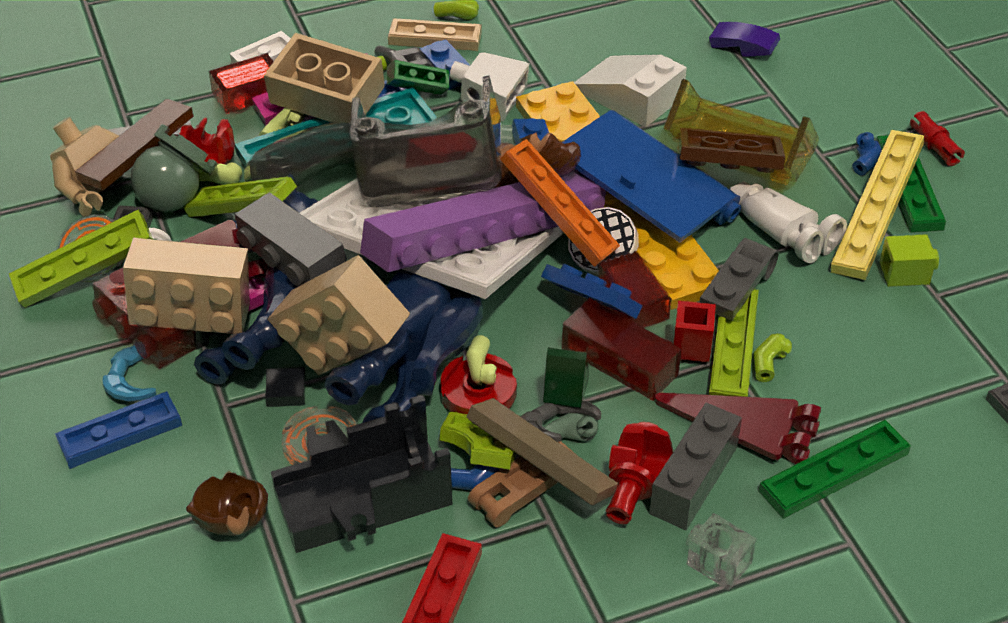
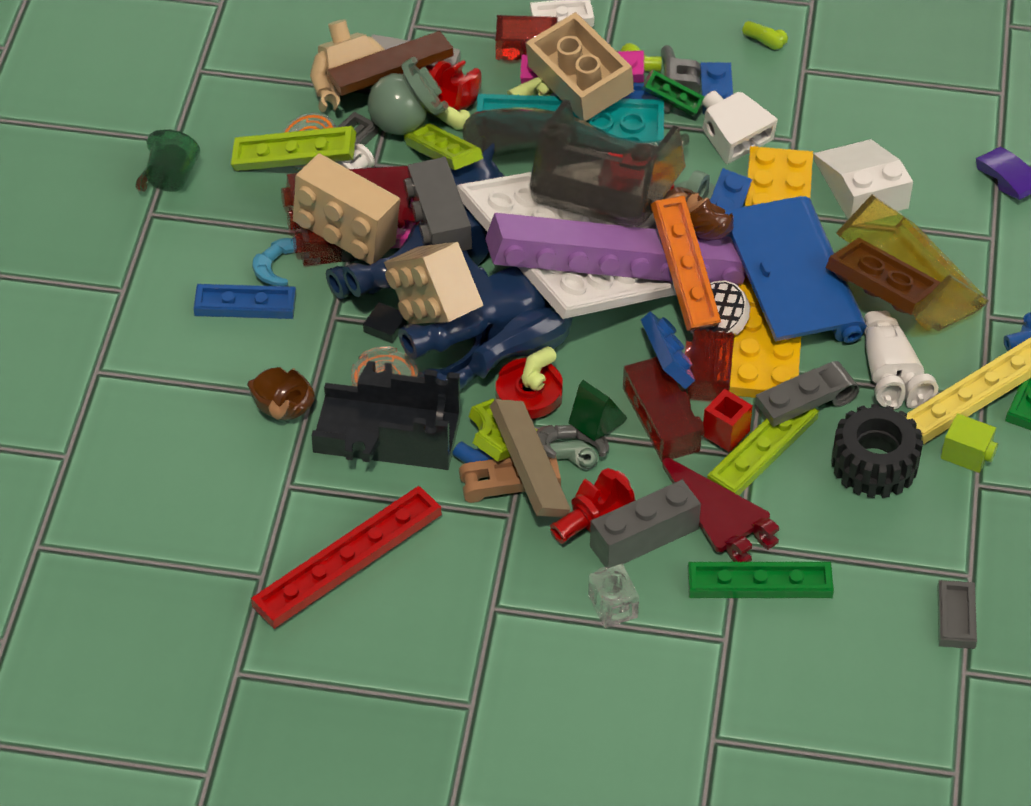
camera: 30 degrees right, 5 degrees up
(423, 33) = (721, 48): tan tile -> none
(773, 346) = (779, 466): lime arm -> none
(843, 300) = (872, 471): none -> black tyre

